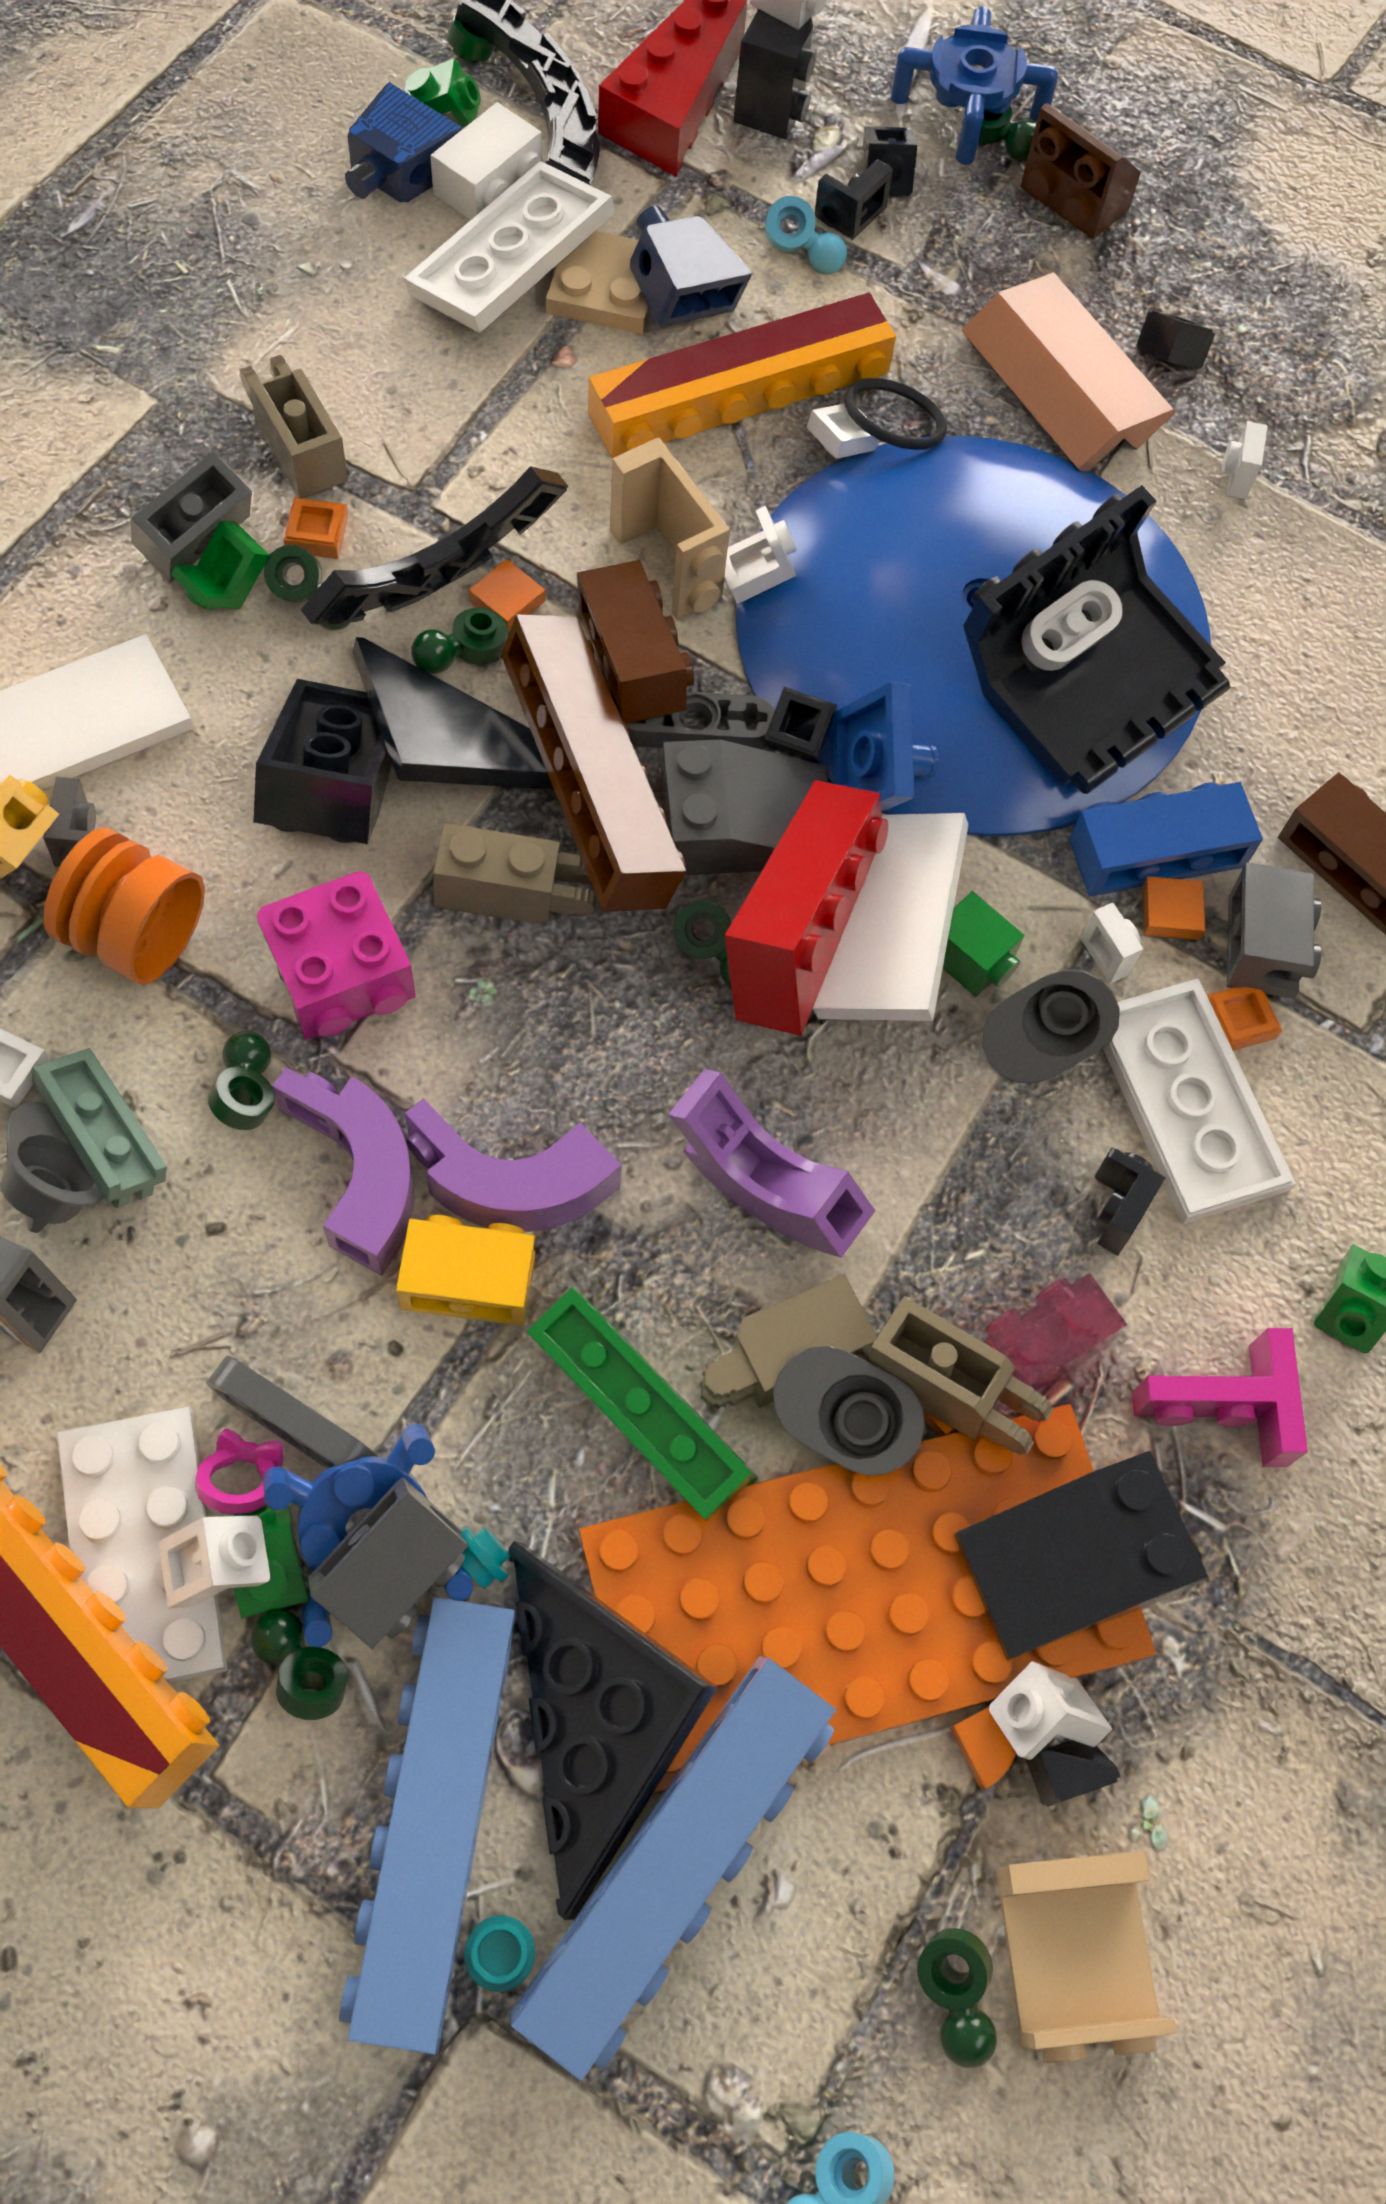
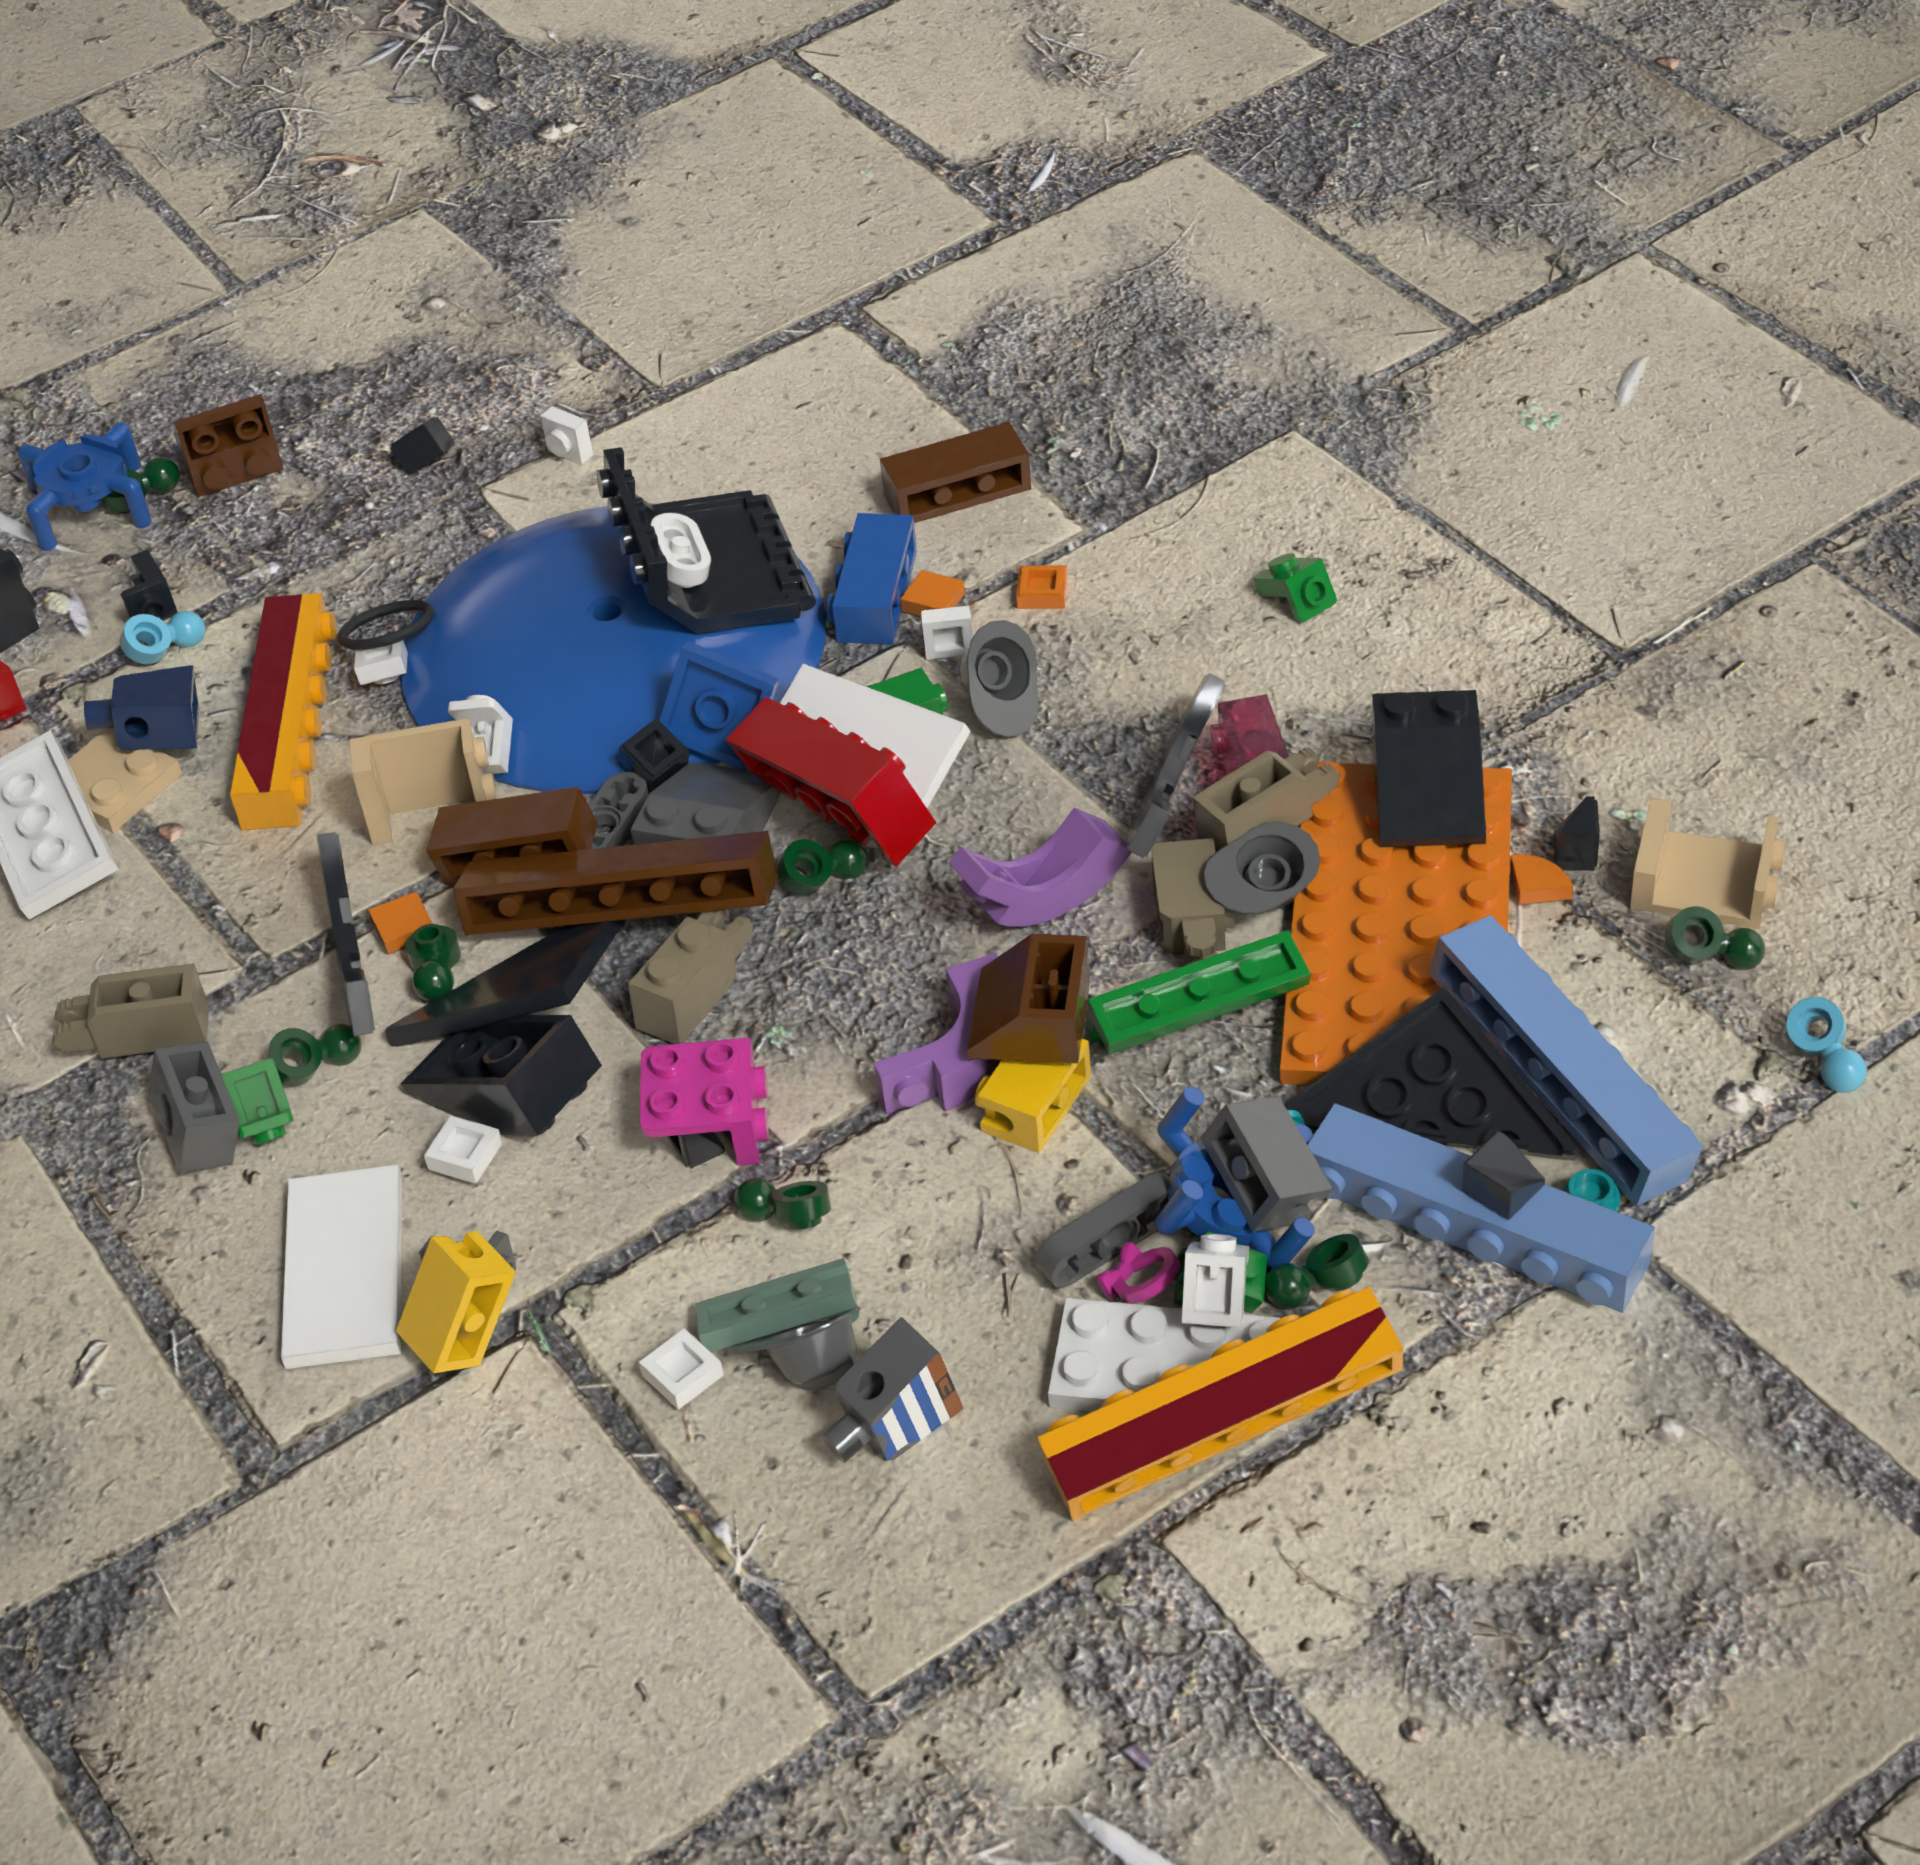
camera: 55 degrees left, 20 degrees down
(123, 905) = (582, 1226): orange wheel -> none
(225, 765) = (463, 1149): none -> white plate
(317, 526) = (243, 1038): orange tile -> none
(380, 1197) = (904, 1121): medium lavender arch -> none
(438, 1846) = (1501, 1176): none -> black slope
(526, 1232) = (1032, 1001): none -> reddish brown slope
(895, 148) = (111, 557): black bracket -> none
(909, 1256) = (1154, 805): none -> black tile
(1046, 1706) = (1532, 829): white bracket -> none
(1067, 370) = (412, 513): nougat slope -> none
(1134, 1189) = (1158, 676): black bracket -> none
(1194, 1104) = (1105, 631): white tile -> none
(1268, 1395) = (1346, 655): dark pink bracket -> none
(1272, 930) = (984, 541): brick -> none

